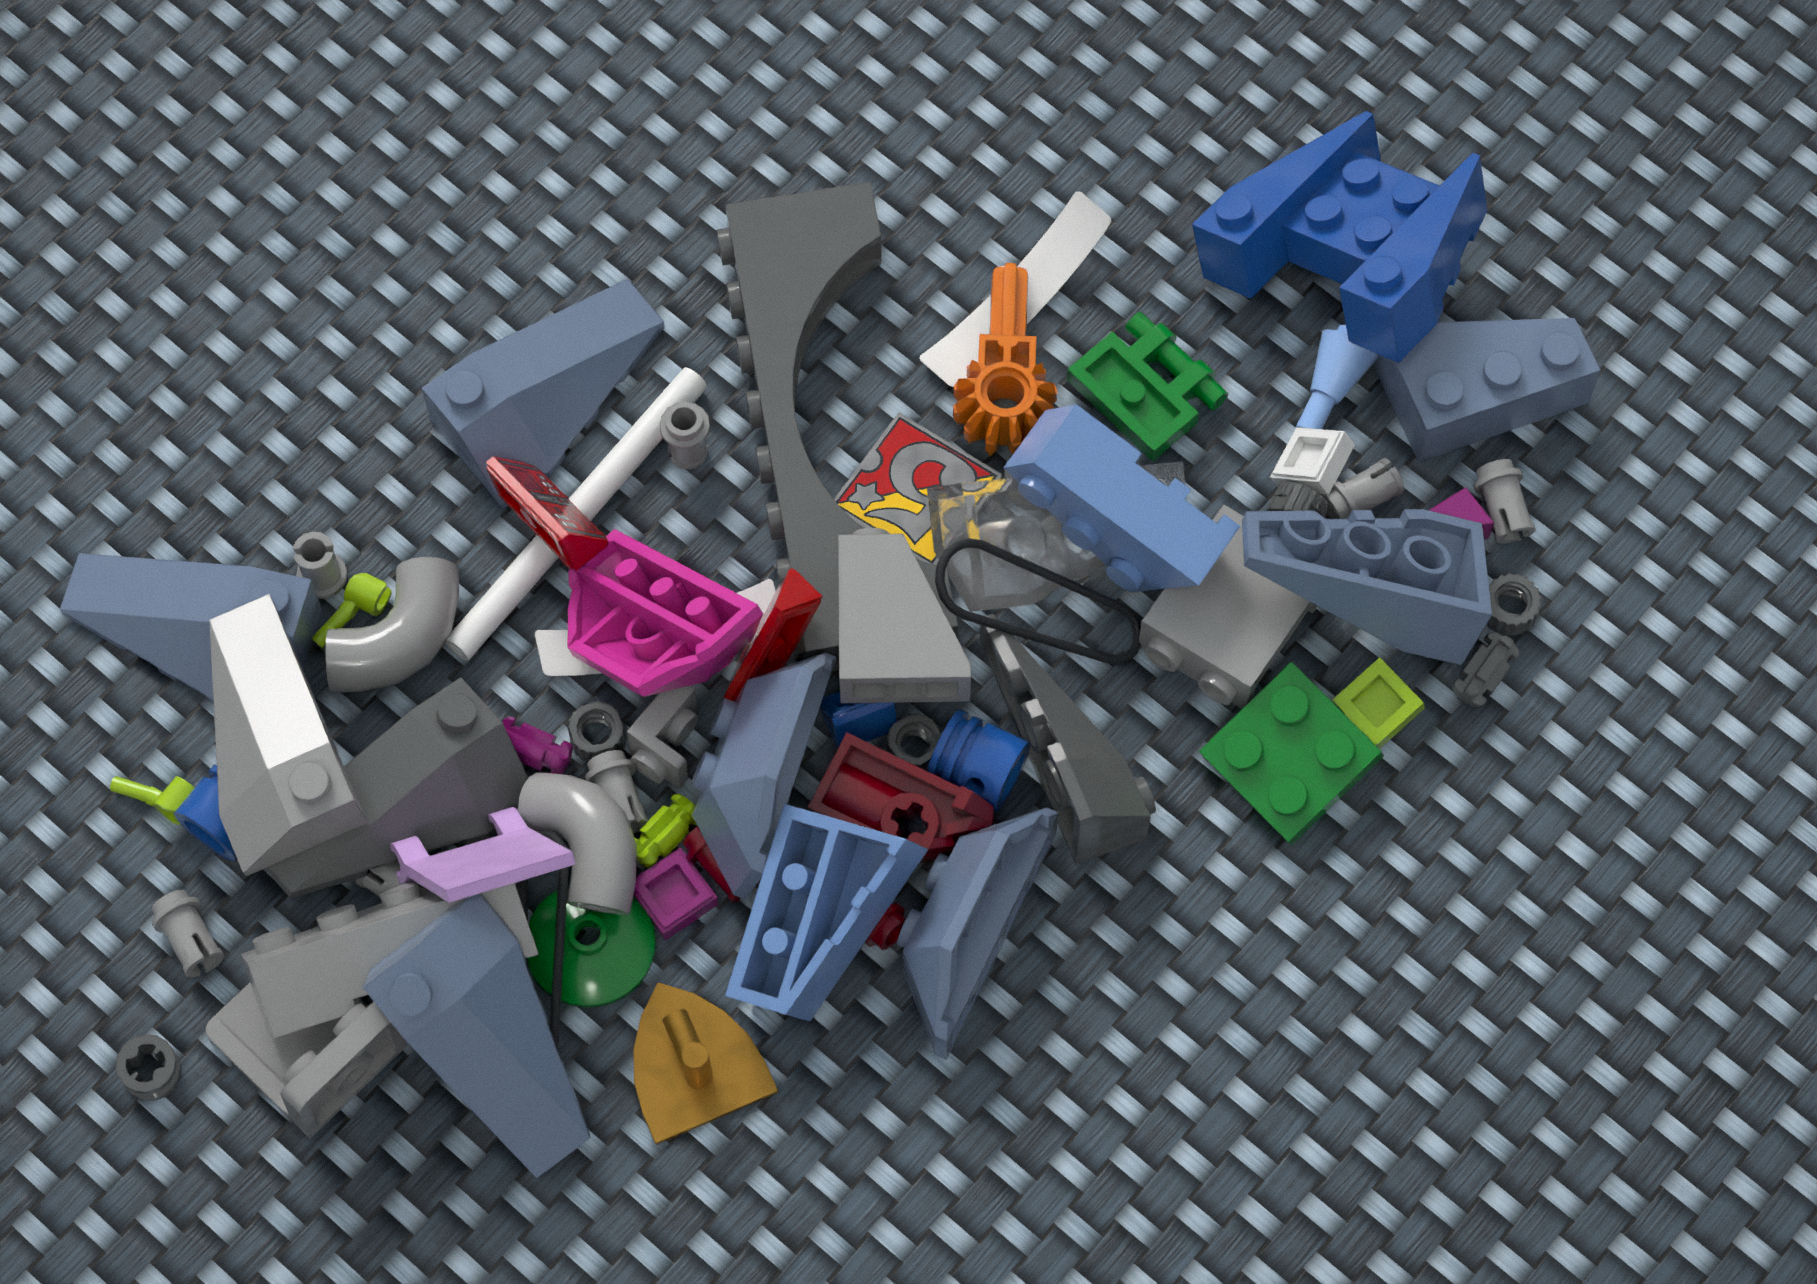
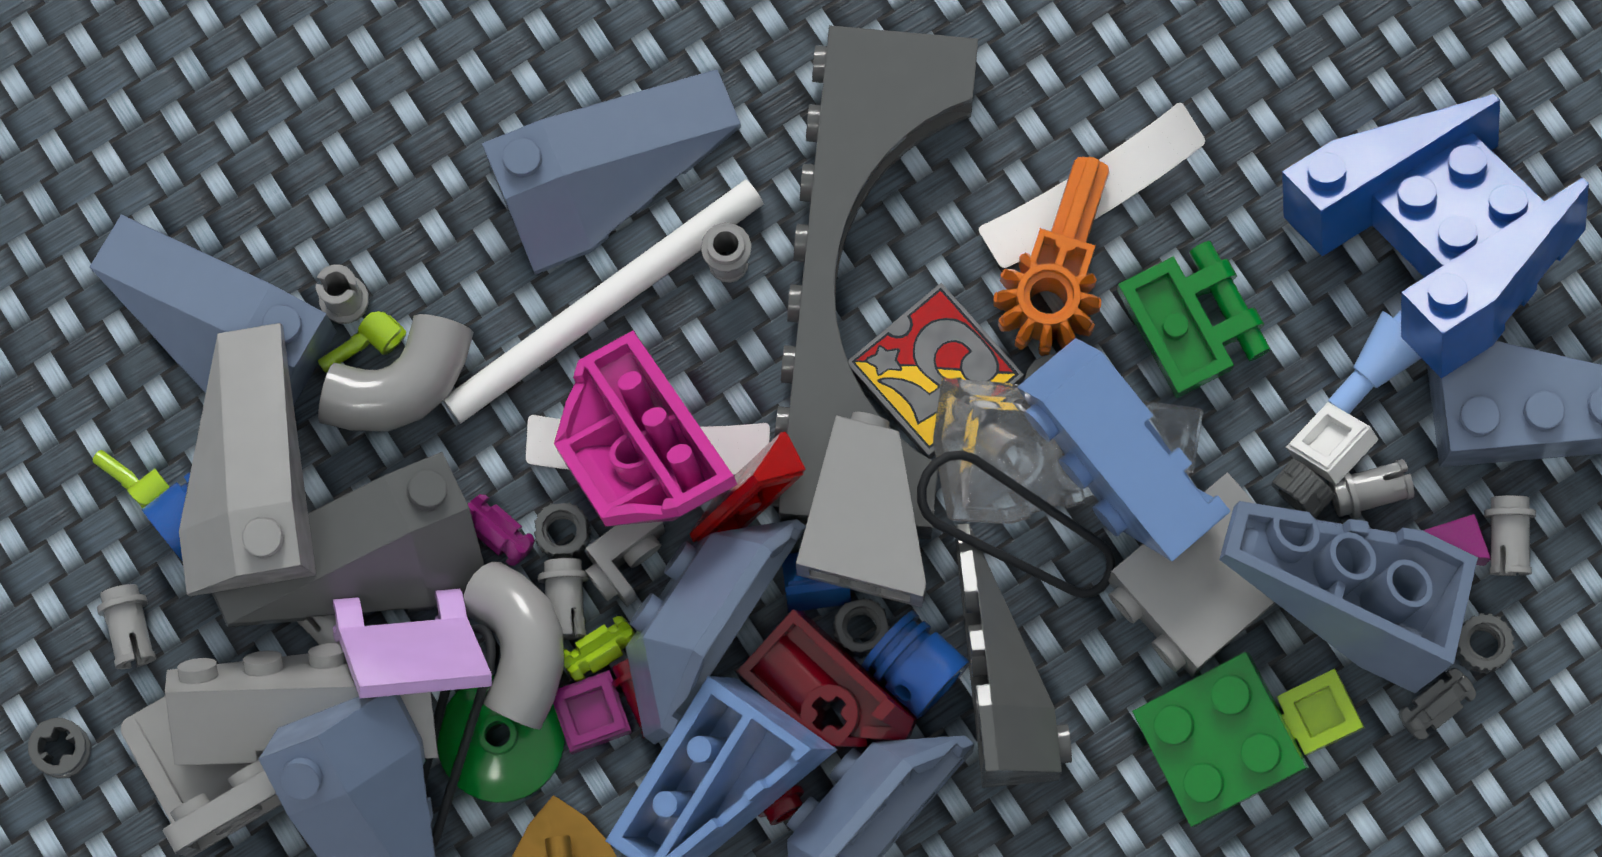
camera: 20 degrees right, 10 degrees up
(547, 511) = (573, 298): red slope -> none

